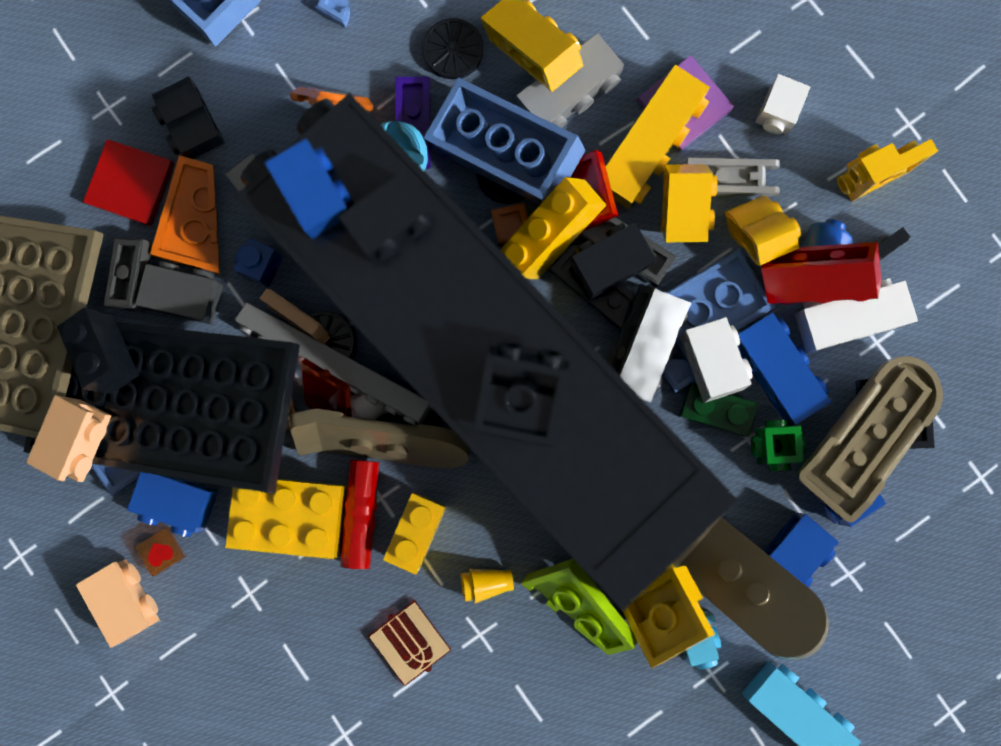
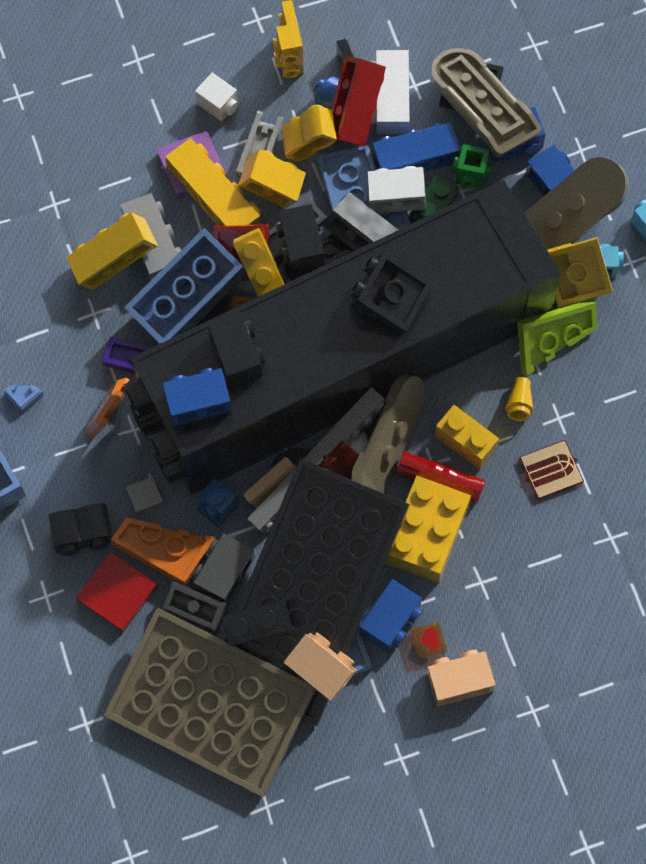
camera: 75 degrees left, 15 degrees down
(453, 48) = (90, 317): black wheel -> none

